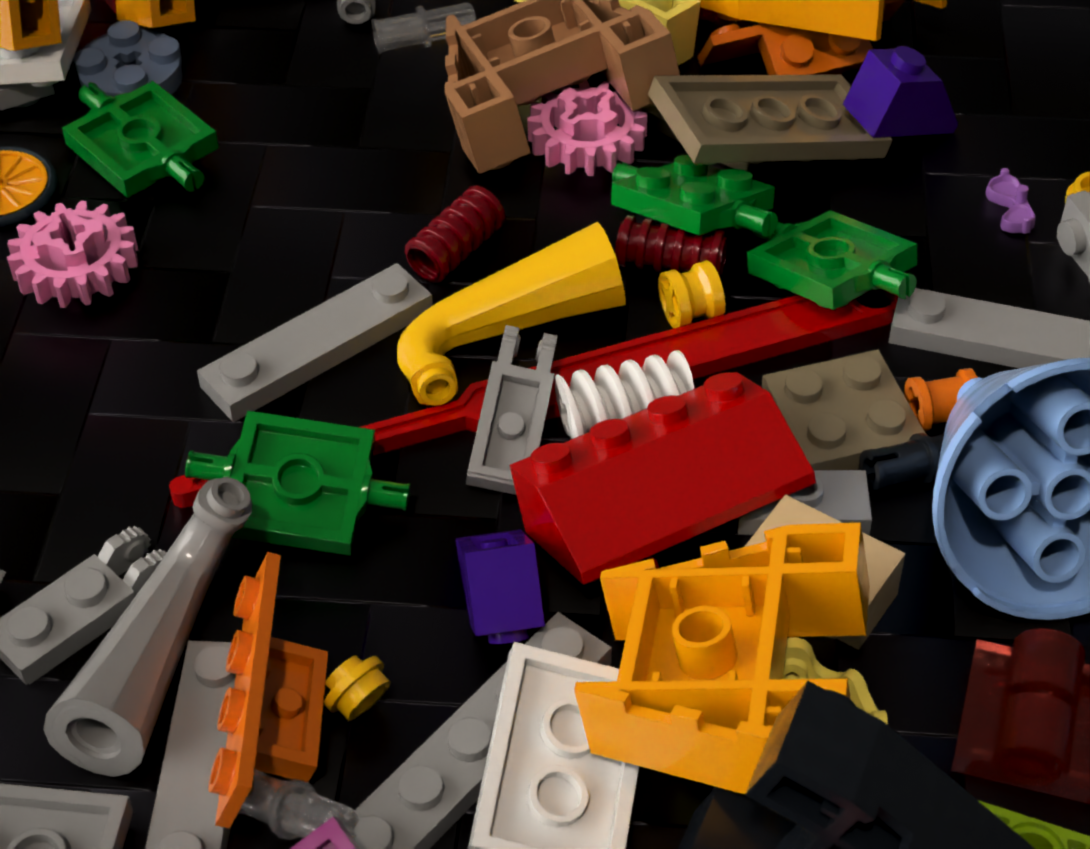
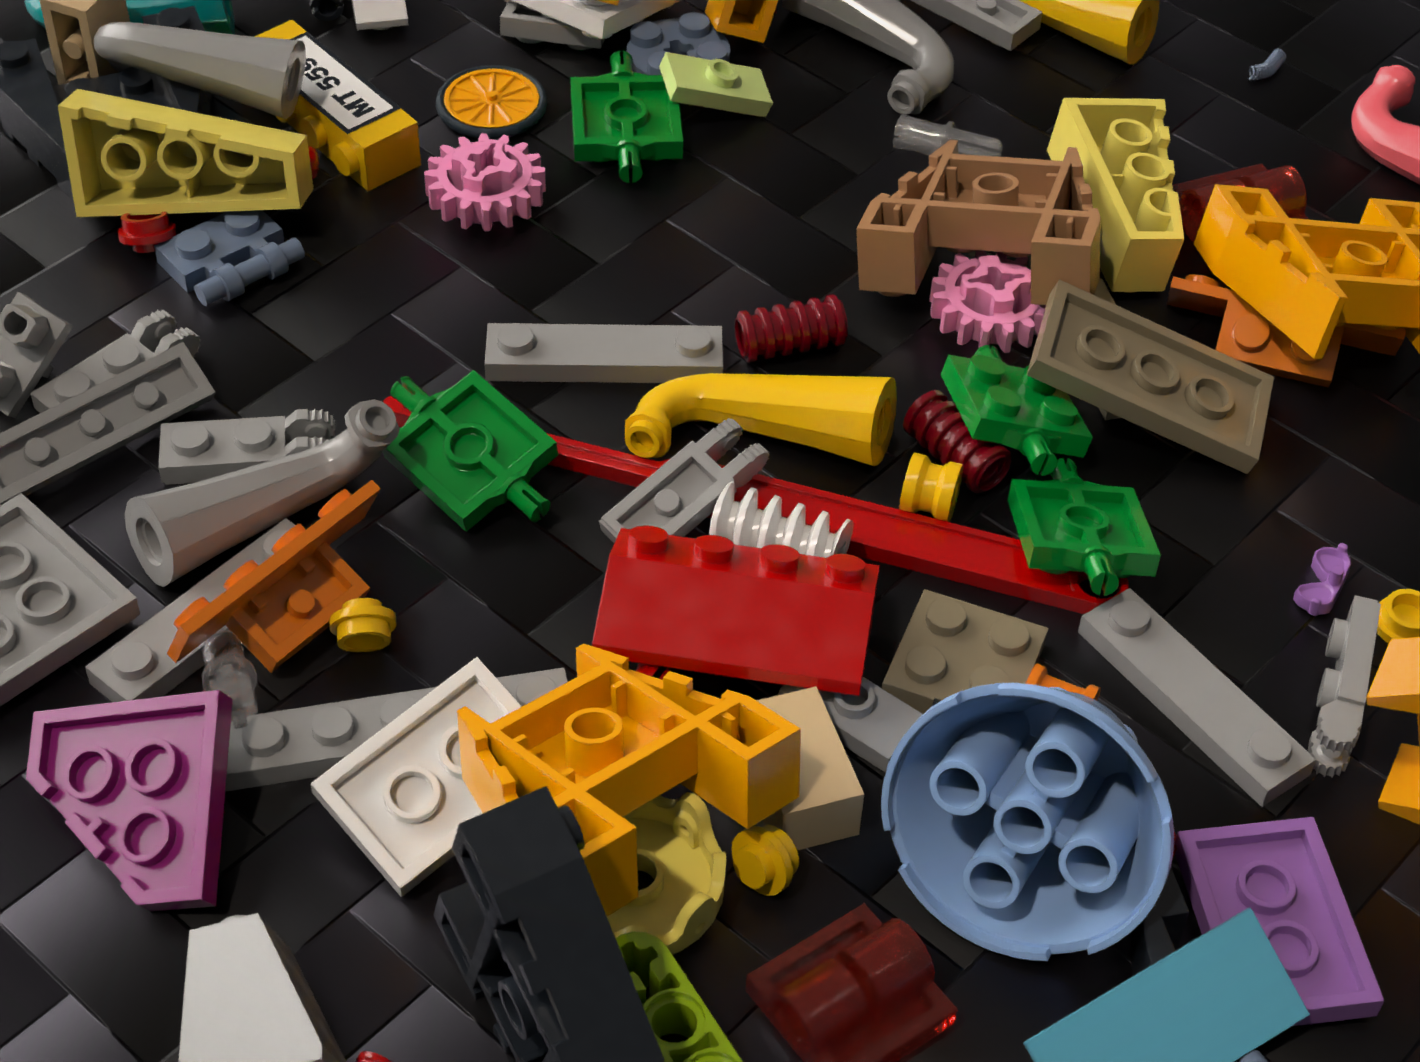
camera: 35 degrees right, 0 degrees up
(193, 72) = (715, 84): none -> yellowish green plate
(501, 585) = (537, 616): dark purple slope -> none
(874, 656) = (765, 859): none -> yellow plate
(899, 96) = (1297, 423): dark purple slope -> none

